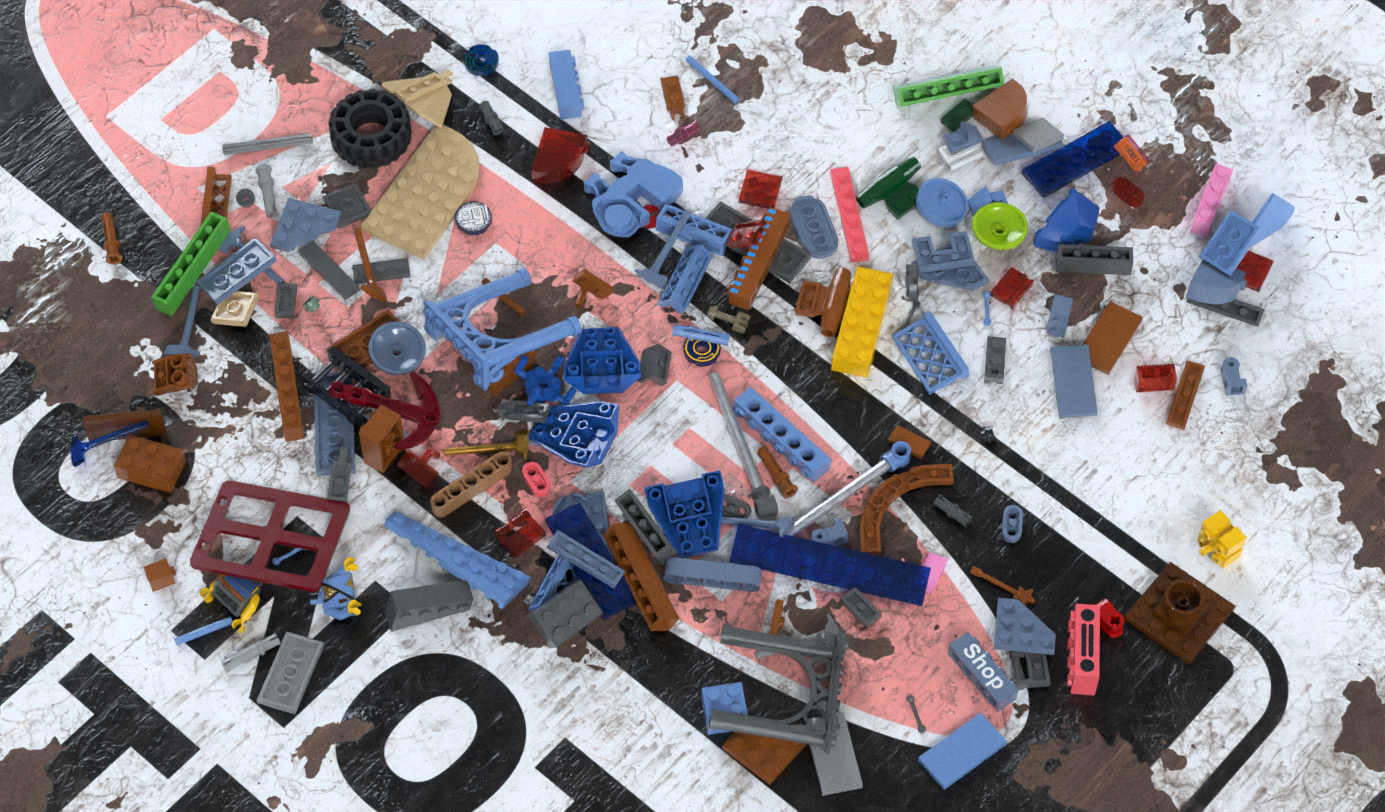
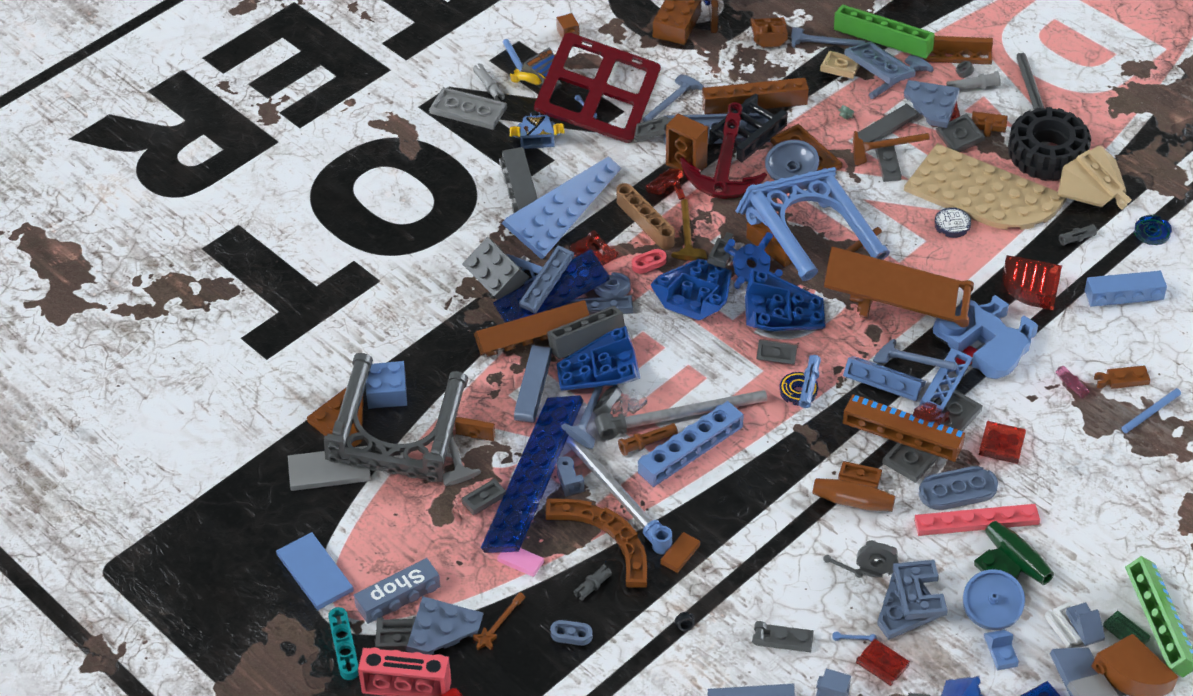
camera: 95 degrees right, 10 degrees down
(257, 452) = (686, 84): none -> sand blue piece
(286, 300) = (850, 96): dark grey plate -> none
(326, 181) = (990, 122): none -> dark orange plate
(589, 252) = (897, 285): none -> dark orange flag
(739, 322) = (841, 397): dark tan hinge -> none
(862, 322) = (827, 515): yellow brick -> none
(921, 728) = (345, 540): dark grey hinge -> none
(946, 349) = (797, 588): medium blue fence -> none
(1002, 219) = (961, 639): lime dish -> none
(1046, 717) = (342, 643): none -> teal beam

